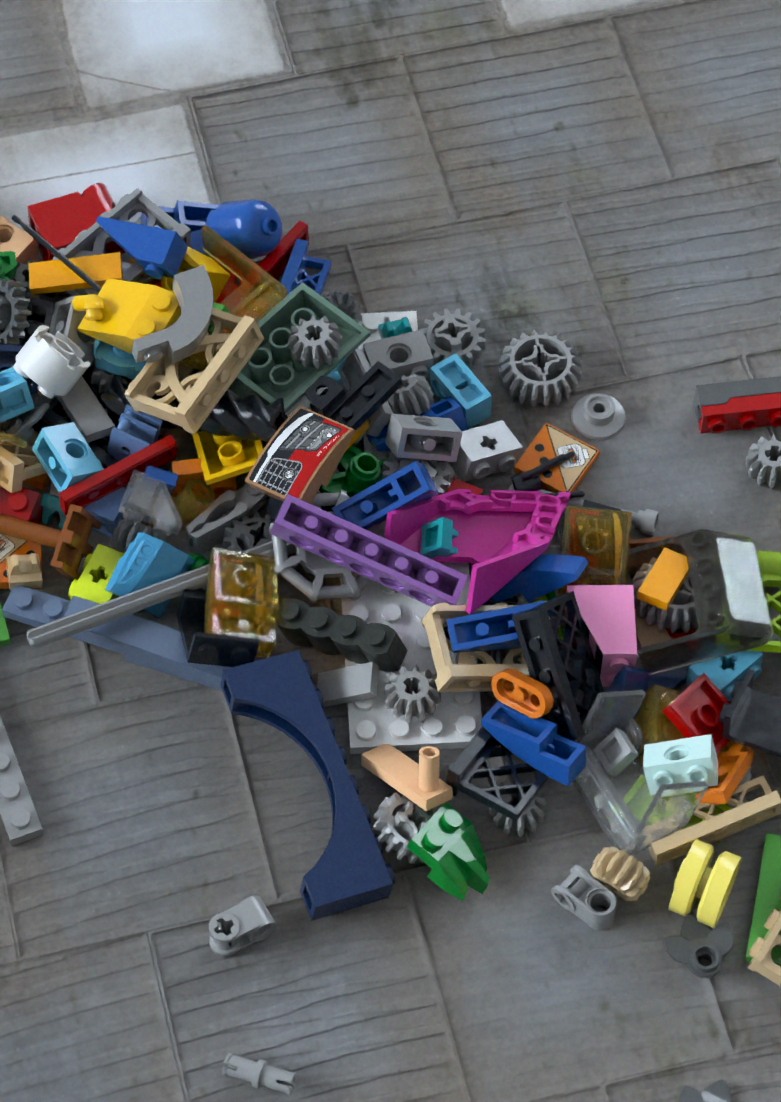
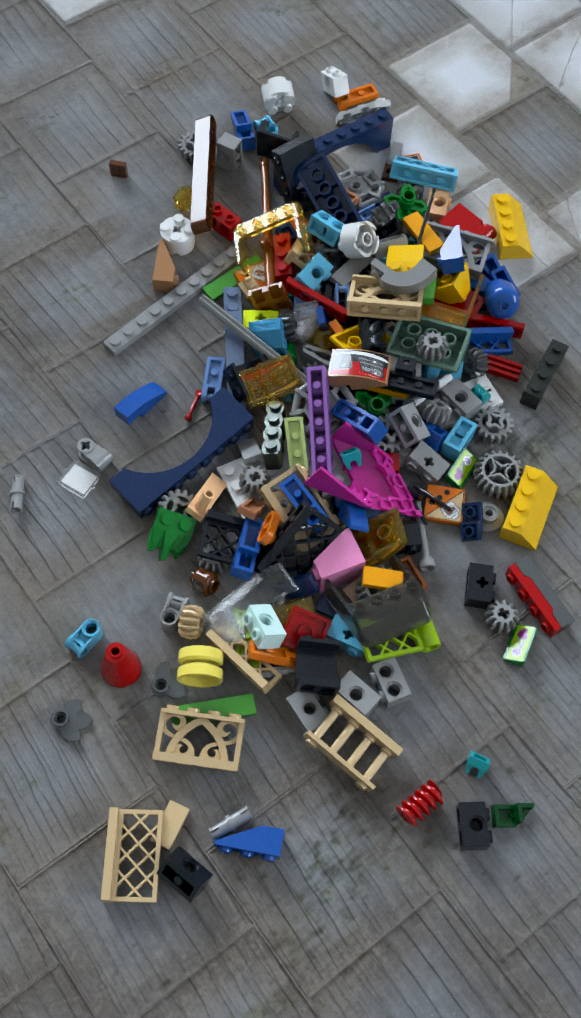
camera: 65 degrees right, 5 degrees up
(82, 163) = (511, 229): none -> yellow slope
(91, 304) = (400, 242): yellow arm -> none
(169, 820) = (139, 402): none -> blue slope
(176, 694) = (213, 377): none -> medium blue plate
(189, 729) = (188, 417): none -> red hinge
(269, 968) = (79, 478): none -> clear piece
(355, 277) = (504, 365): none -> red tile
(375, 608) = (295, 442): none -> yellowish green piece
(416, 254) = (543, 374): none -> pearl dark grey arch
(466, 710) = (252, 508): none -> nougat tile
(506, 409) = (461, 469): none -> slope
(553, 835) = (204, 581): none -> reddish brown head
(583, 1051) = (83, 639): none -> medium azure piece
(604, 434) = (472, 521): none -> dark blue slope
(613, 358) = (529, 508): none -> yellow slope
(615, 752) = (263, 593): light grey plate -> none
(649, 1007) = (120, 666): none -> red cone
(712, 469) = (479, 575): none -> black brick

